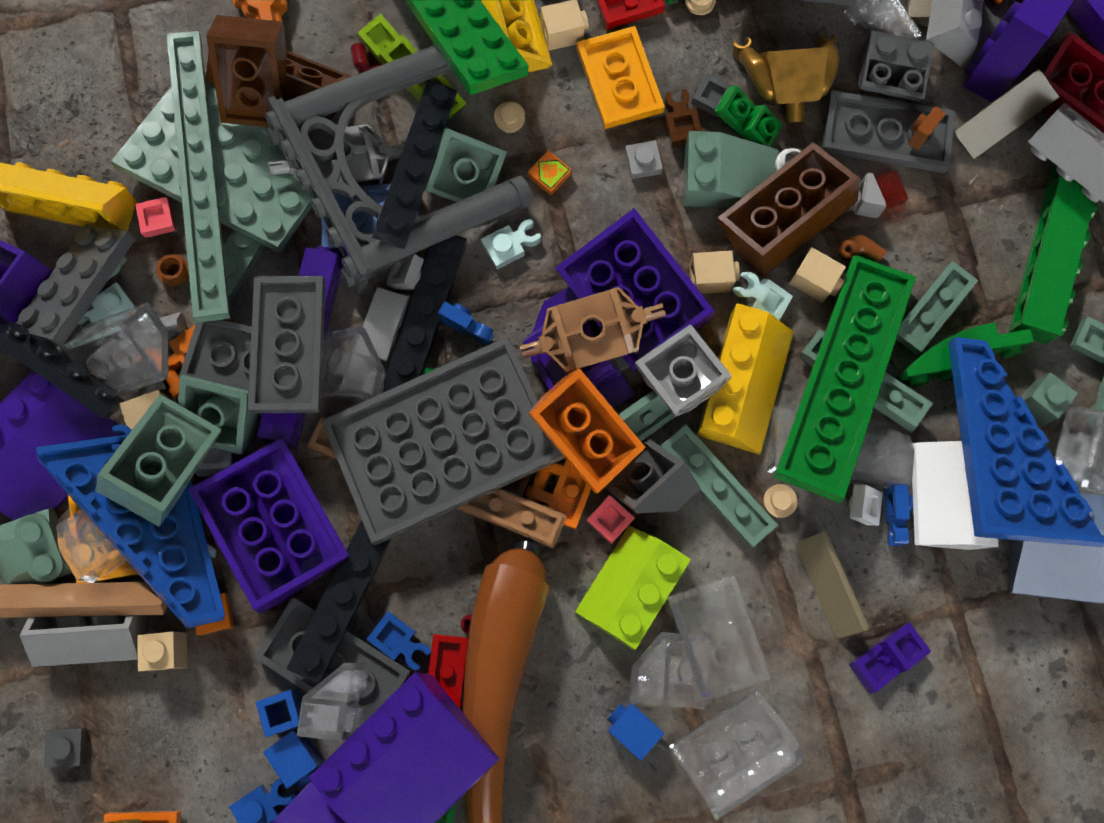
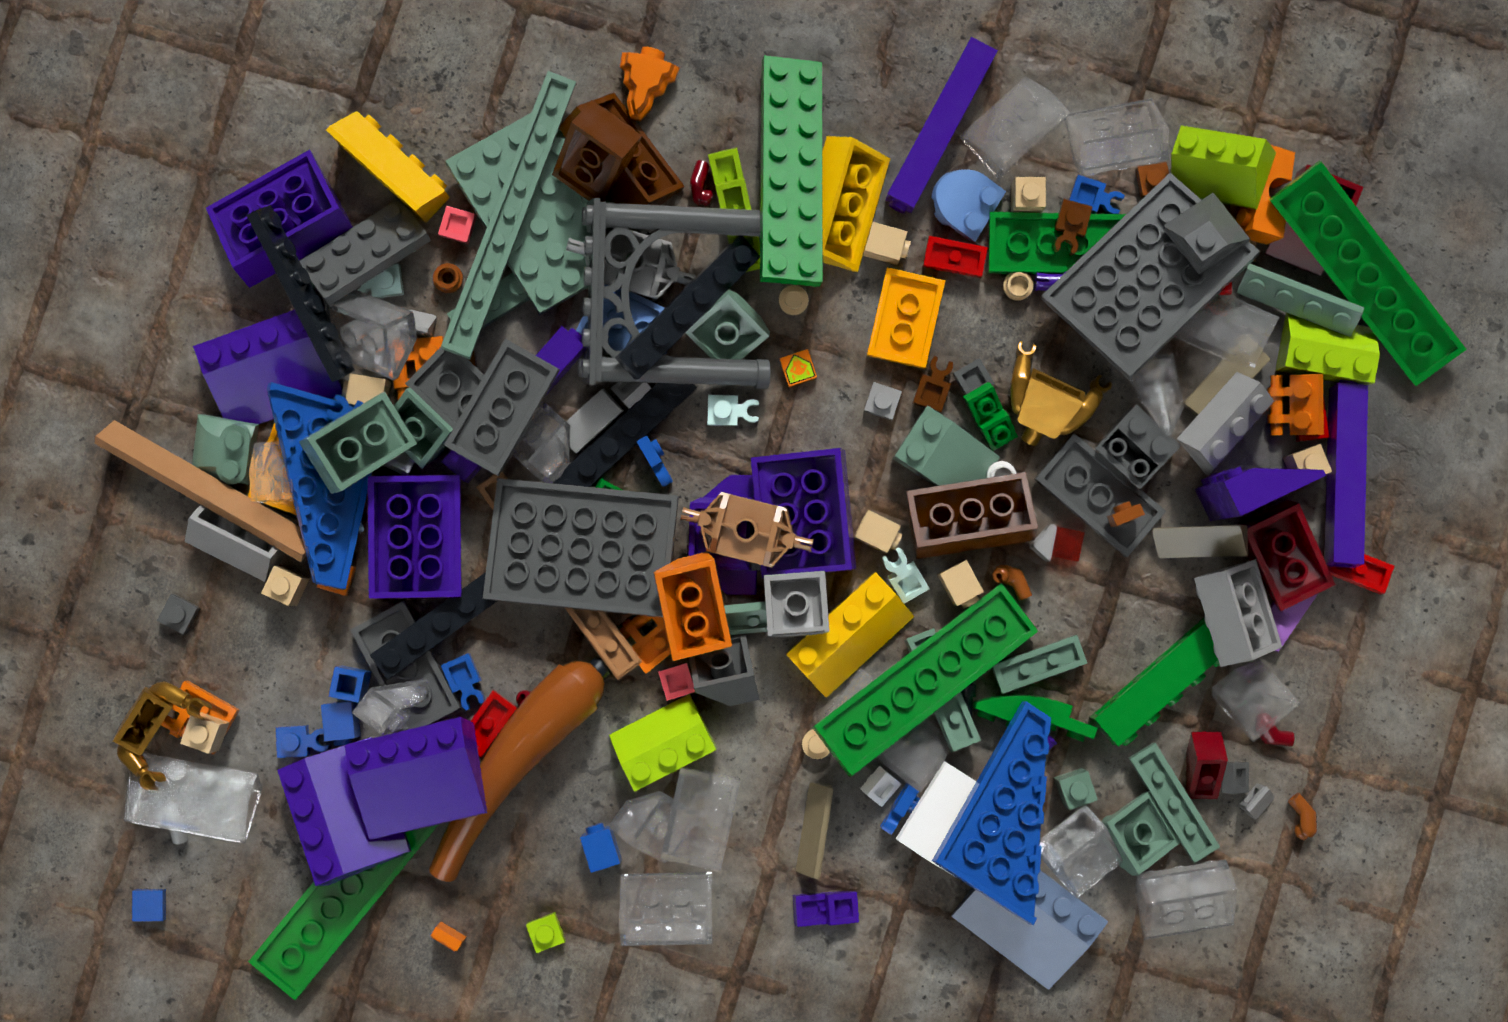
camera: 30 degrees right, 10 degrees up
(721, 488) = (776, 704): sand green plate -> none

